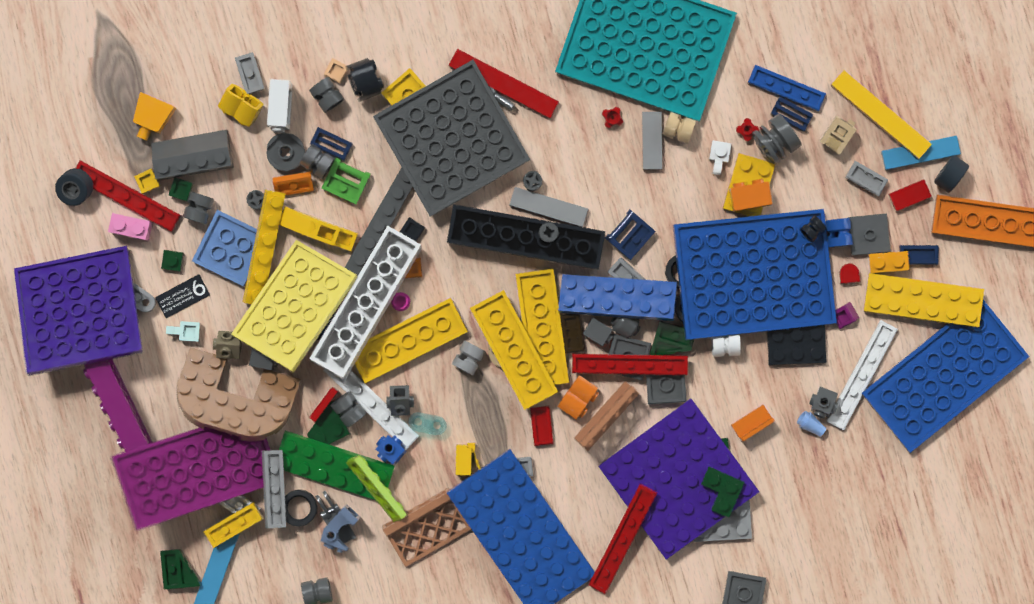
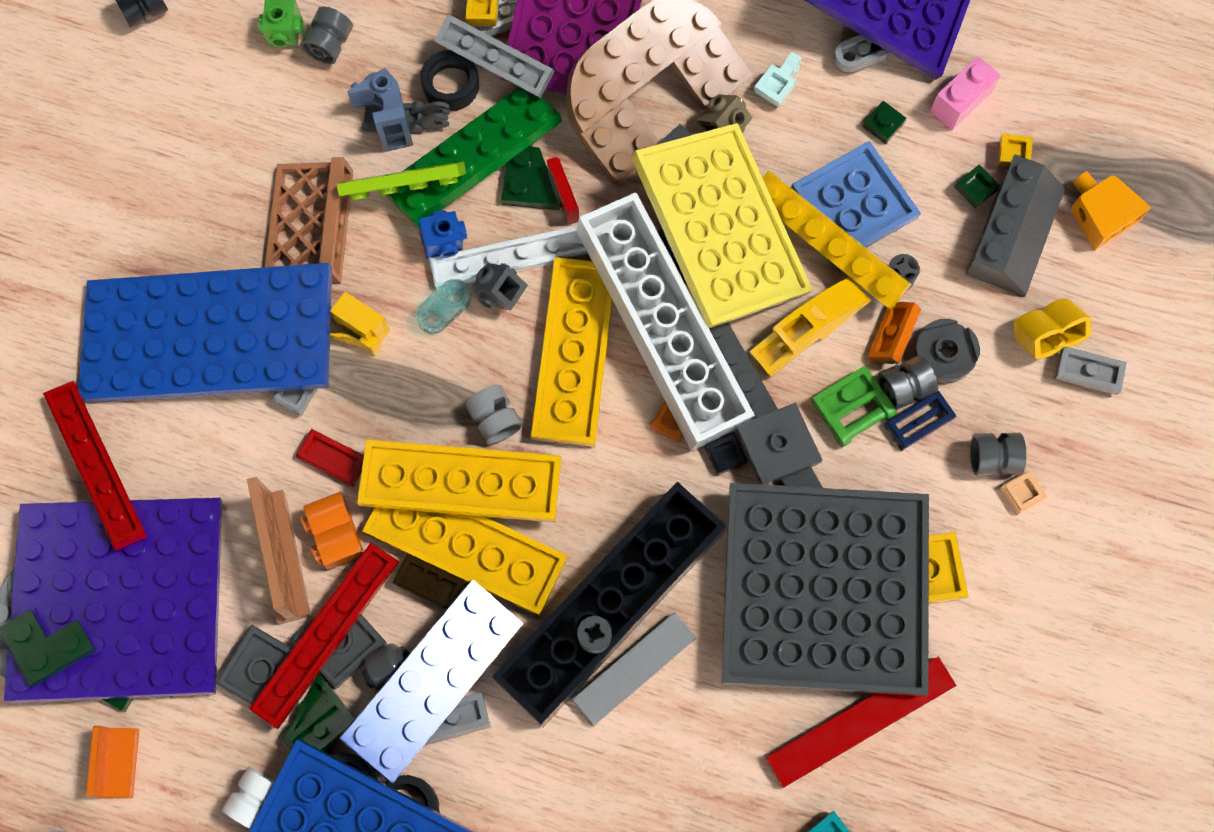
camera: 125 degrees right, 15 degrees down
(74, 187) = (1063, 55): black wheel -> none
(131, 198) = (1009, 117): red tile -> none
(182, 296) = (827, 109): black sticker -> none
(198, 207) = (937, 189): dark grey wheel -> none
(279, 105) = (1022, 377): white window -> none
(348, 409) = (534, 214): dark grey wheel -> none
(364, 79) = (990, 517): black brick -> none
(392, 205) = (778, 444): none -> dark grey plate
(400, 301) = (635, 375): dark pink plate -> none
(503, 101) = (839, 701): dark grey bar -> none
(532, 177) = (691, 665): dark grey wheel -> none
(598, 332) = (403, 620): dark grey brick -> none
(635, 239) = (502, 767): dark blue plate -> none

